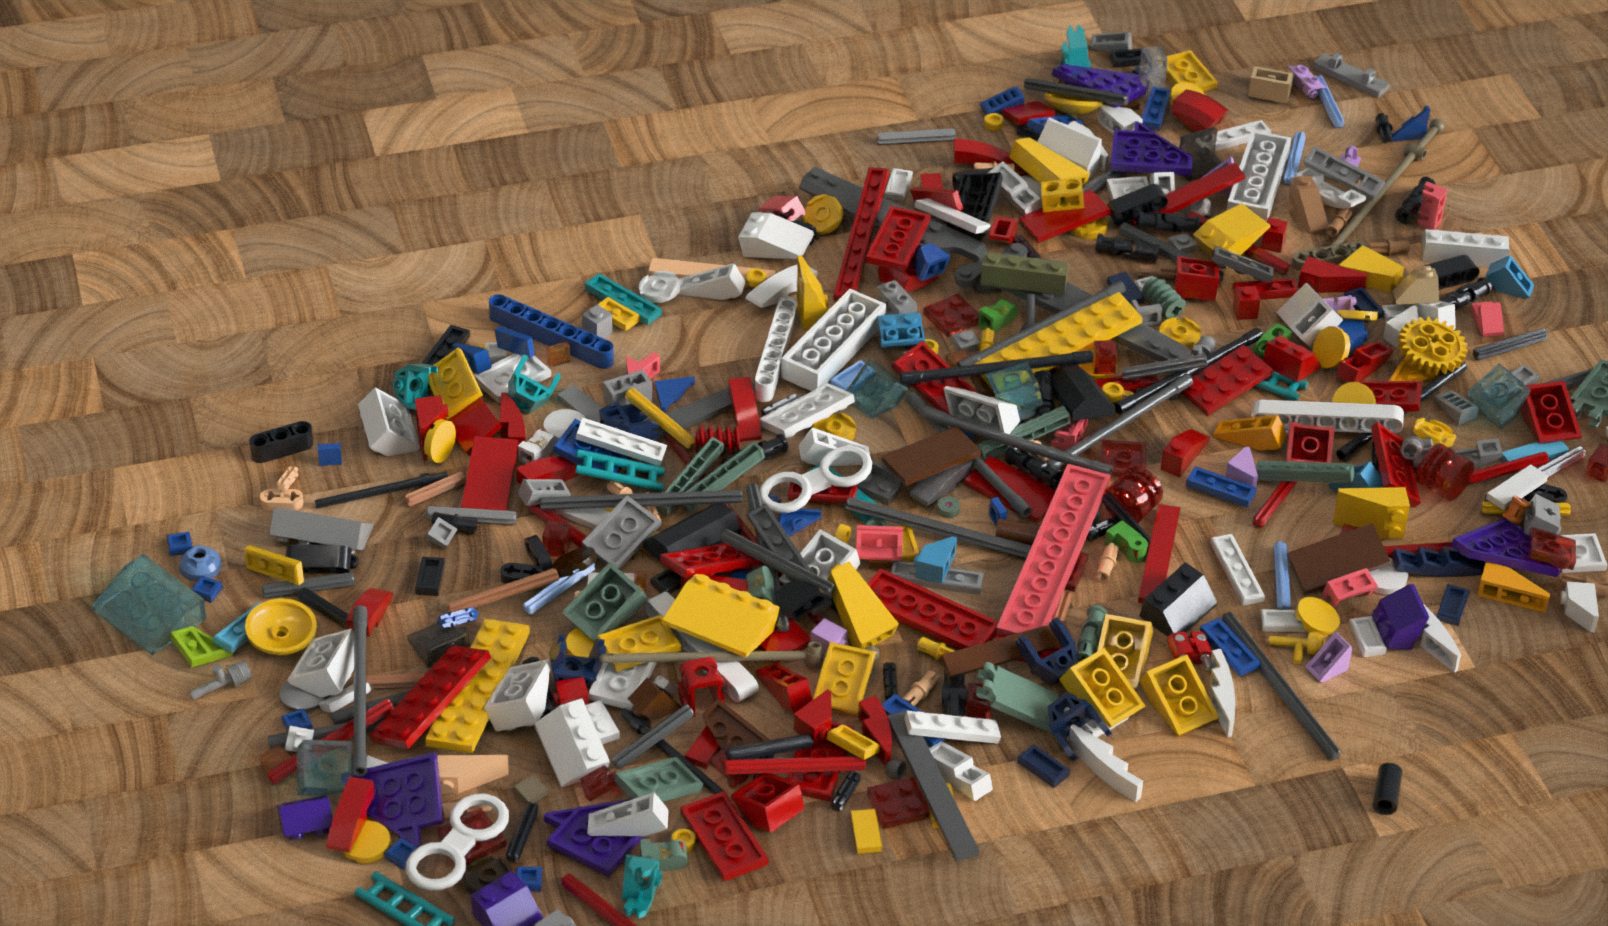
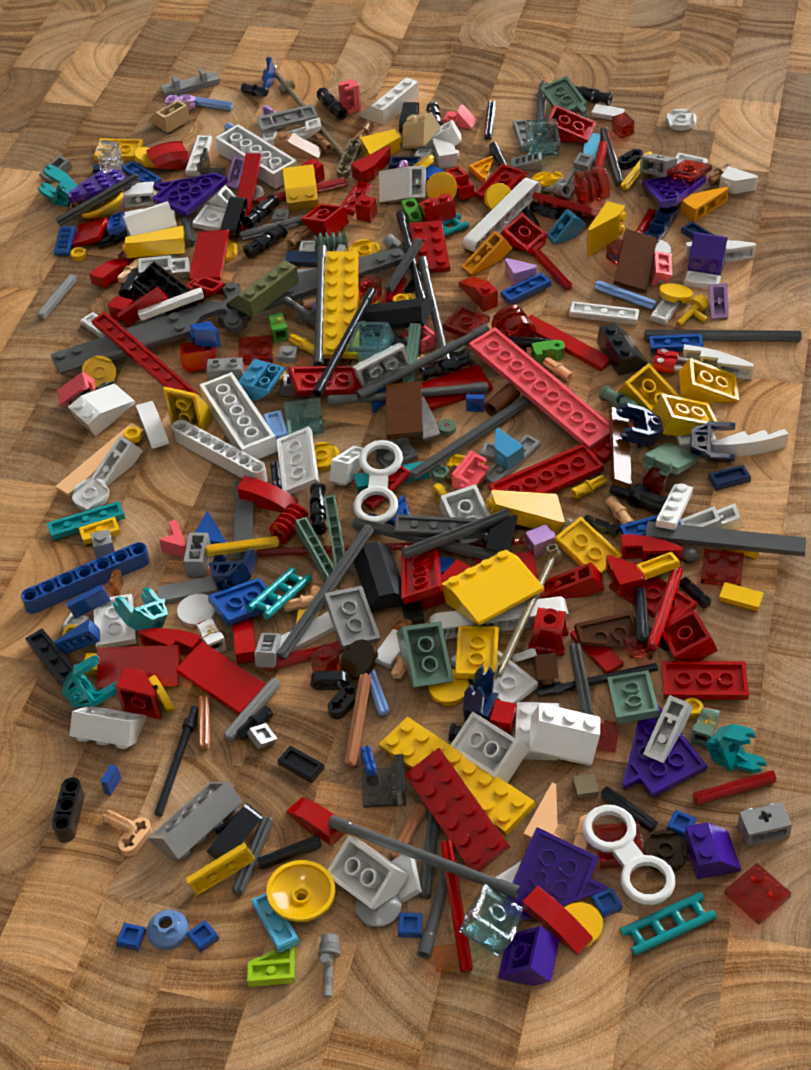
camera: 55 degrees left, 5 degrees up
(149, 604) = (196, 988): clear light blue slope -> none
(296, 736) = (440, 928): white tile -> none
(454, 382) = (113, 656): yellow tile -> none
(621, 442) = (253, 578): white plate -> none
(761, 584) = (469, 554): sand green leg -> none
(898, 238) = (174, 337): red plate -> none
(1062, 194) = (196, 244): yellow brick -> none
(1125, 58) = (80, 166): black tile -> none
(1242, 265) = (335, 193): dark grey plate -> none
(1305, 471) = (550, 241): sand green piece -> none
(1432, 345) = (475, 145): yellow gear -> none
(1509, 278) = (432, 93): dark azure slope -> none
(1516, 509) = (642, 172): orange bush -> none
(1517, 485) = (623, 164): white tile -> none

